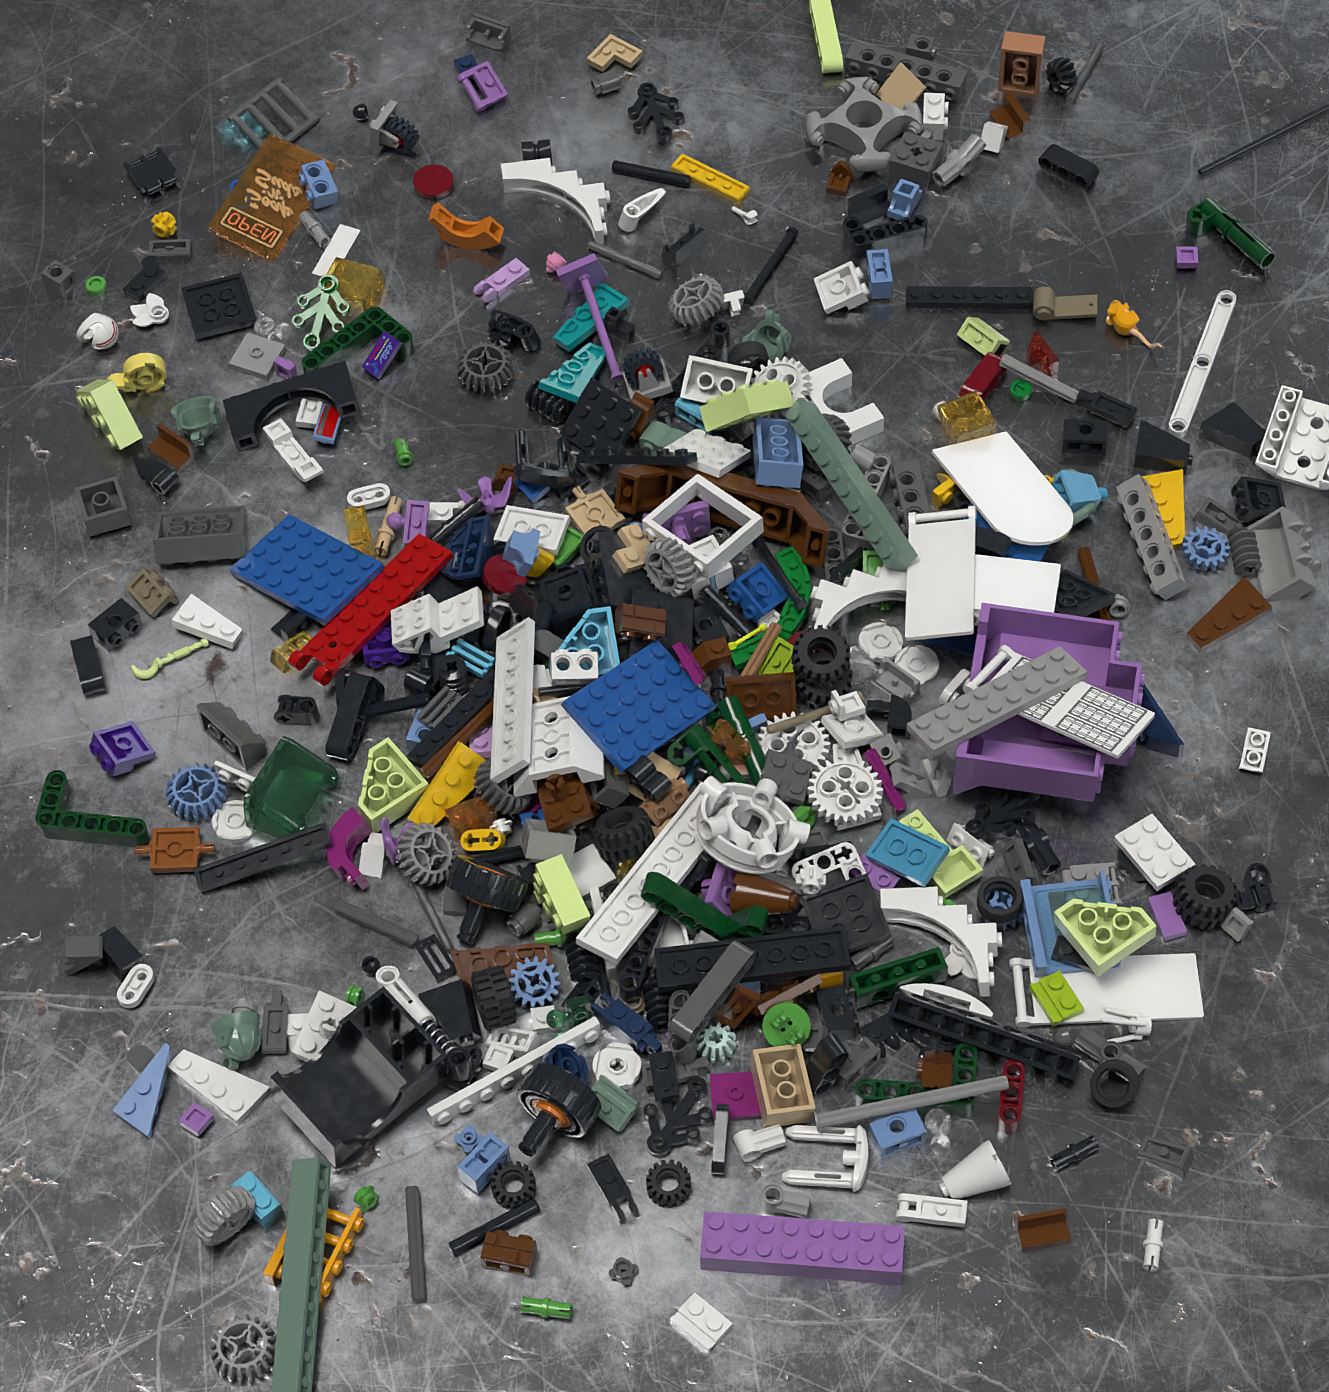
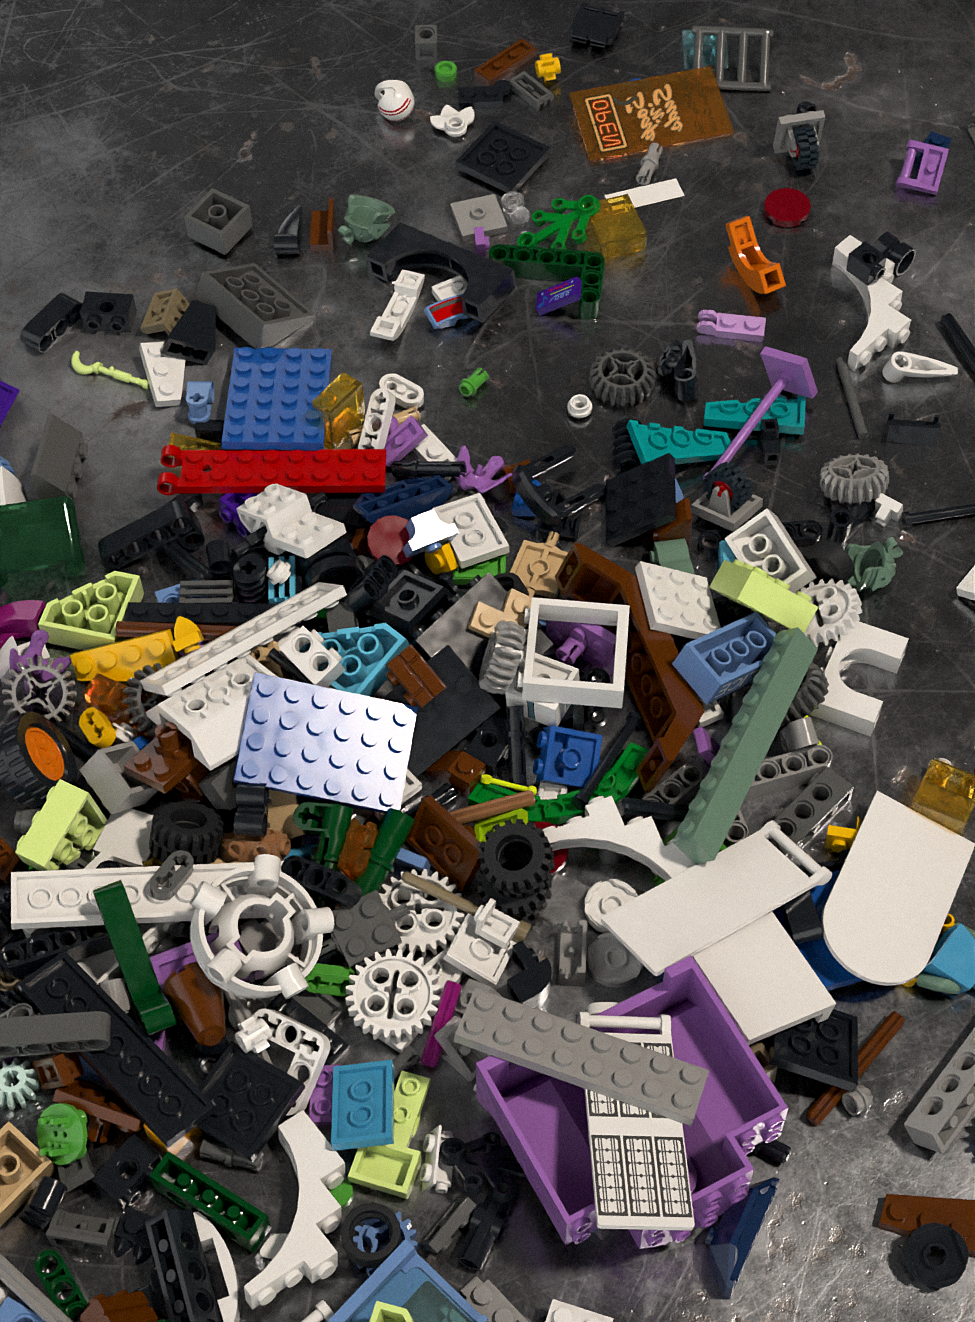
camera: 50 degrees right, 0 degrees up
(109, 412) = (314, 160): yellowish green brick -> none
(126, 246) = (505, 62): none -> reddish brown tile
(141, 372) = (376, 152): light yellow piece -> none
(194, 583) = (193, 334): none -> black slope
(256, 618) = (200, 399): none -> medium blue piece
(295, 709) = (127, 496): black piece -> none
(318, 184) = (696, 128): medium blue brick -> none
(378, 514) = (372, 415): none -> white beam
(470, 652) = (279, 572): none -> white plate
(475, 735) = (186, 636): none -> yellow plate
(483, 402) = (579, 406): none -> white plate
(539, 171) = (866, 263): none -> black brick
(554, 262) = (792, 346): bright pink plate -> none
(641, 457) = (616, 550): black plate -> none
(661, 851) = (167, 871): none -> dark grey beam
(689, 663) = (421, 753): magenta plate -> none
(747, 763) = (310, 874): none -> black beam
(826, 514) = (705, 744): none -> medium lavender tile
(1235, 642) = (953, 1261): none -> black plate

